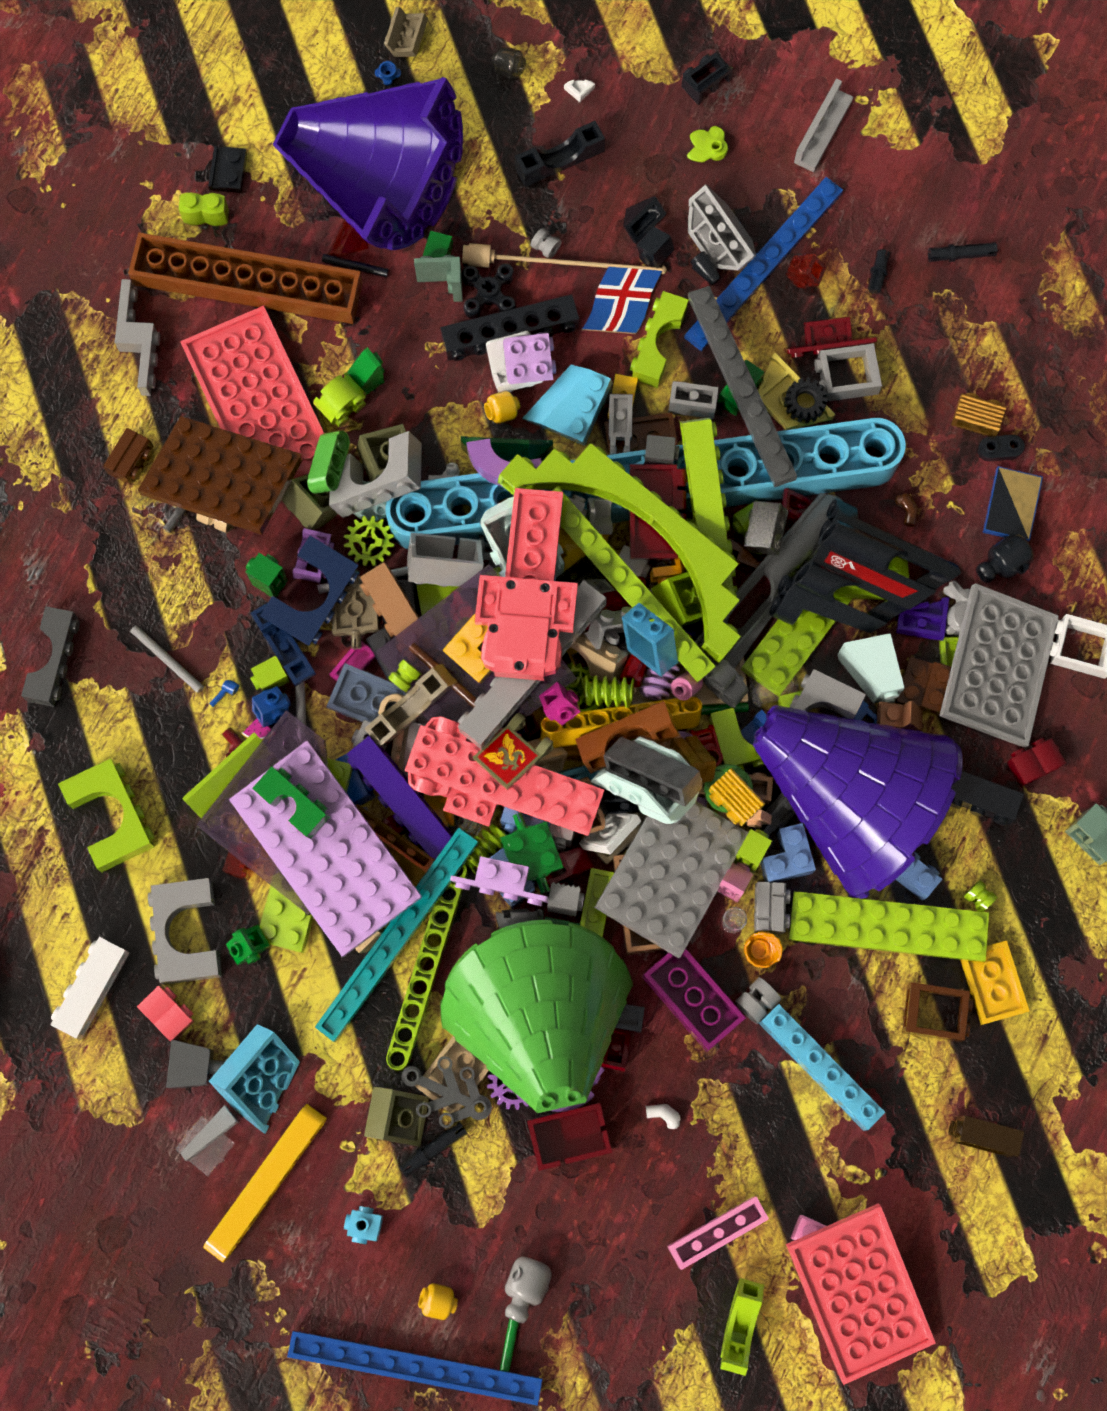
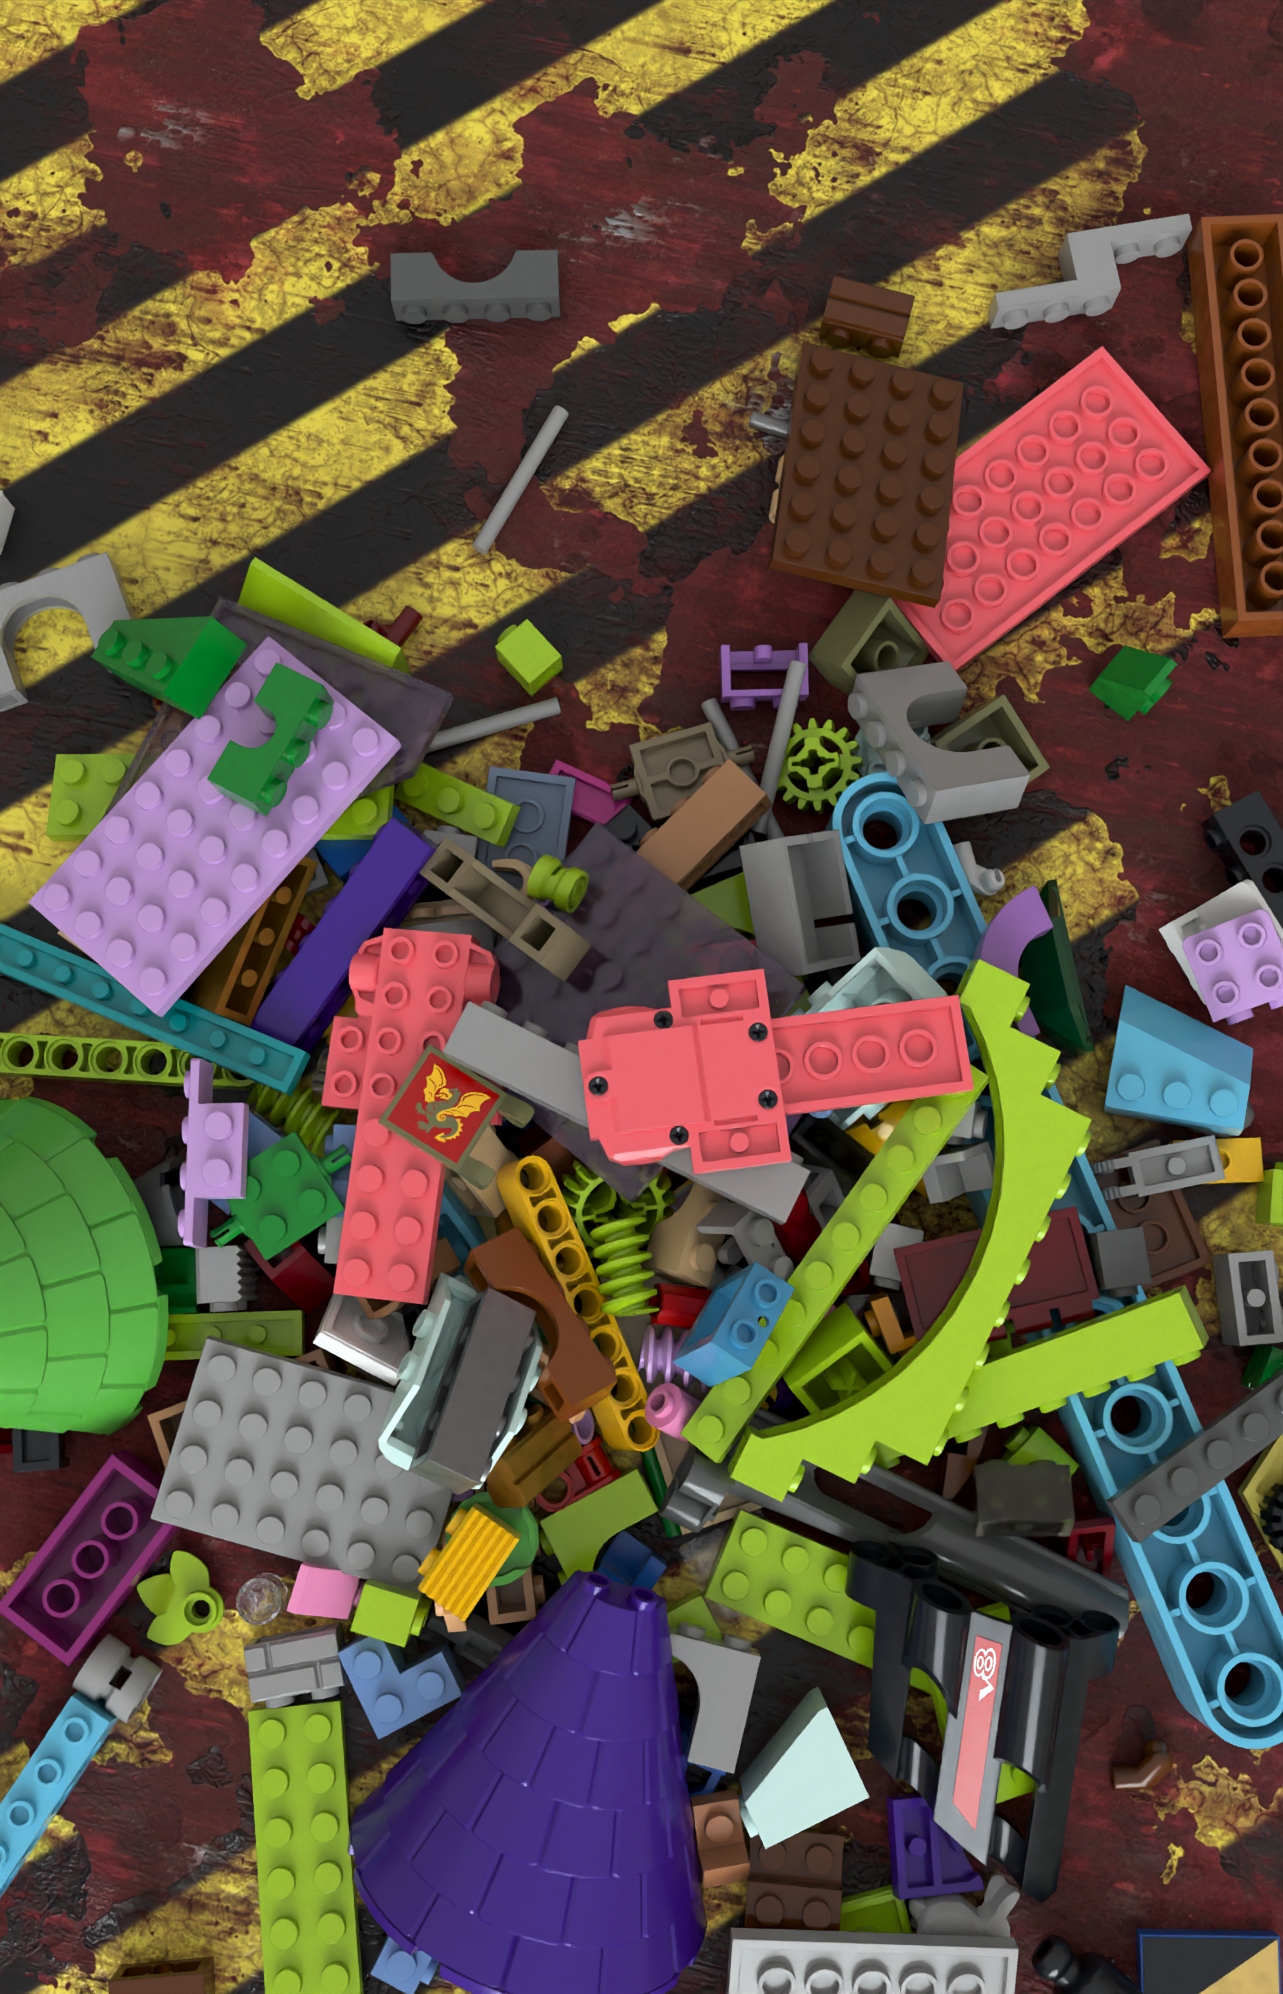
camera: 75 degrees right, 5 degrees up
(132, 836) = (201, 503): lime arch -> none
(227, 687) = (493, 598): blue hand -> none
(228, 854) = (171, 658): none -> green wedge
(247, 945) = (38, 740): green brick -> none
(258, 729) = (427, 662): dark pink tile -> none
(266, 574) = (705, 601): green brick -> none
(270, 706) = (470, 672): blue brick -> none
(285, 649) = (591, 667): dark blue slope -> none
(328, 462) = (940, 653): bright green beam -> none
(338, 572) = (736, 722): dark blue arch -> none
(340, 399) = (1068, 647): lime brick -> none
(344, 724) = (459, 804): none -> lime plate
(347, 552) = (780, 738): none -> light grey bar
(430, 663) = (590, 932): reddish brown bar -> none
(466, 650) = (621, 980): yellow brick -> none
(501, 407) = (1135, 941): yellow head -> none
(560, 703) = (570, 1181): dark pink brick -> none
(723, 966) = (174, 1599): none -> lime plate
(763, 949) = (214, 1666): light orange hair -> none

